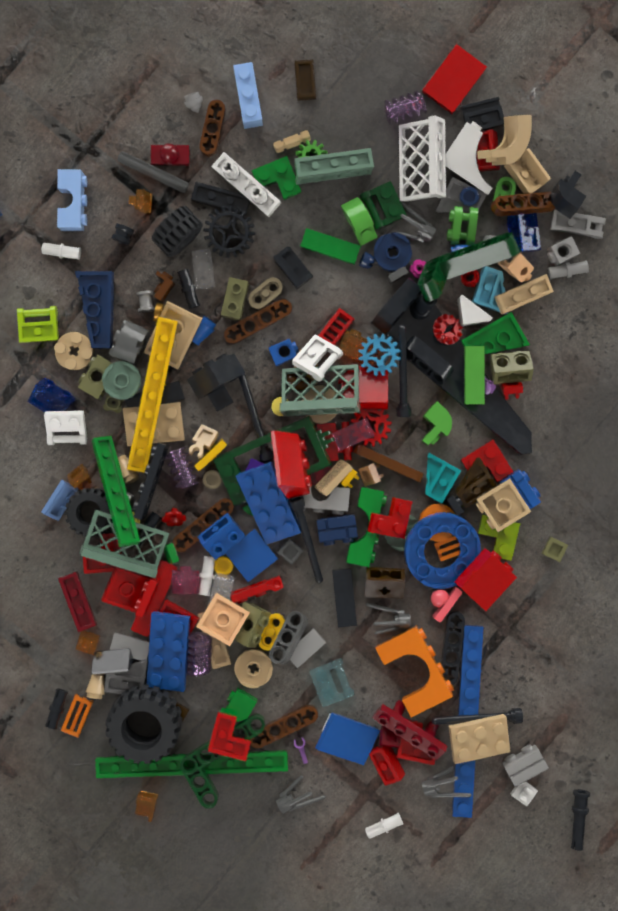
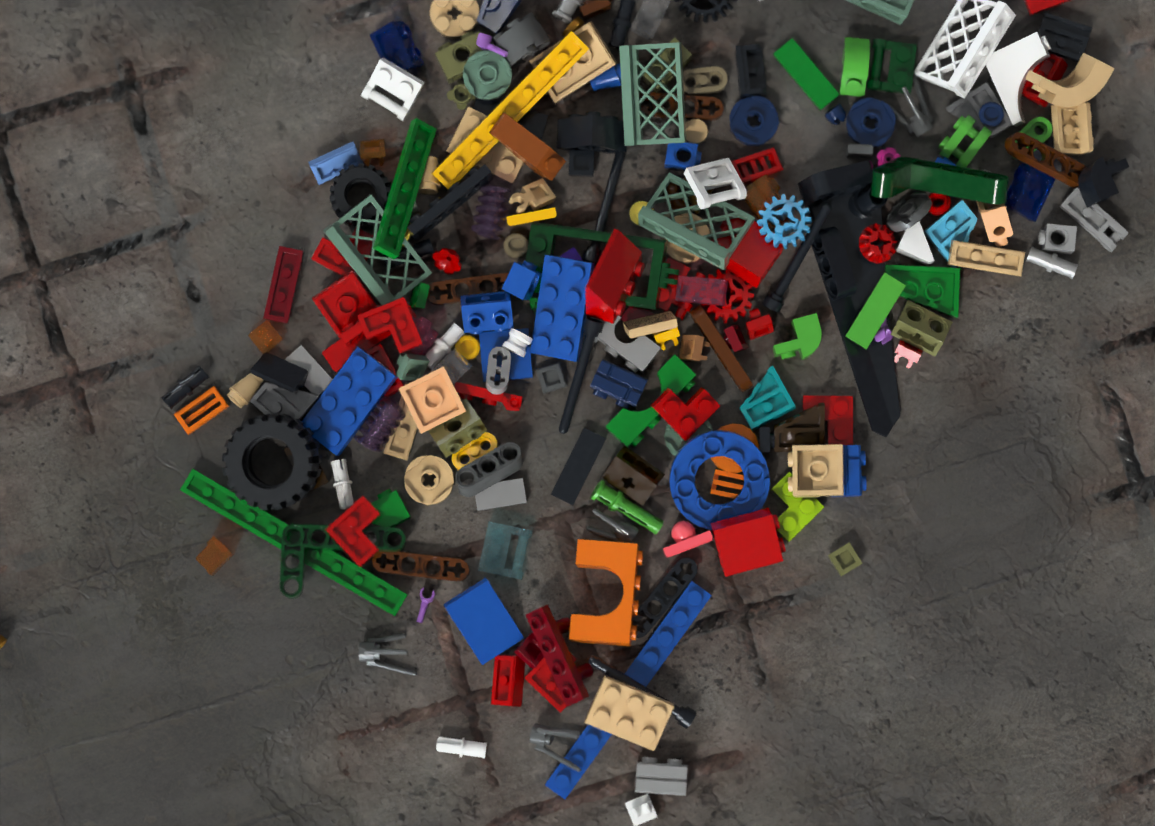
camera: 35 degrees right, 5 degrees down
(106, 360) = (484, 43): none -> medium lavender hand
(165, 581) = (394, 318): none -> red plate
(178, 412) = (527, 147): none -> dark orange slope
(195, 604) = (411, 366): none -> sand green tile
(199, 706) = (342, 483): none -> white axle
(223, 329) = (632, 96): none -> sand green fence
(231, 502) = (522, 280): none -> blue brick
(249, 572) = (503, 371): none -> light grey beam
(254, 544) = (517, 342): none -> white wheel
(281, 330) = (696, 131): none -> tan tile
(322, 290) = (748, 108): none -> dark blue plate
(384, 606) = (617, 502): none -> bright green pin
(394, 451) = (735, 338): none -> dark red plate
(403, 432) = (759, 324): none -> red tile
(456, 295) = (909, 212): none -> dark grey tile

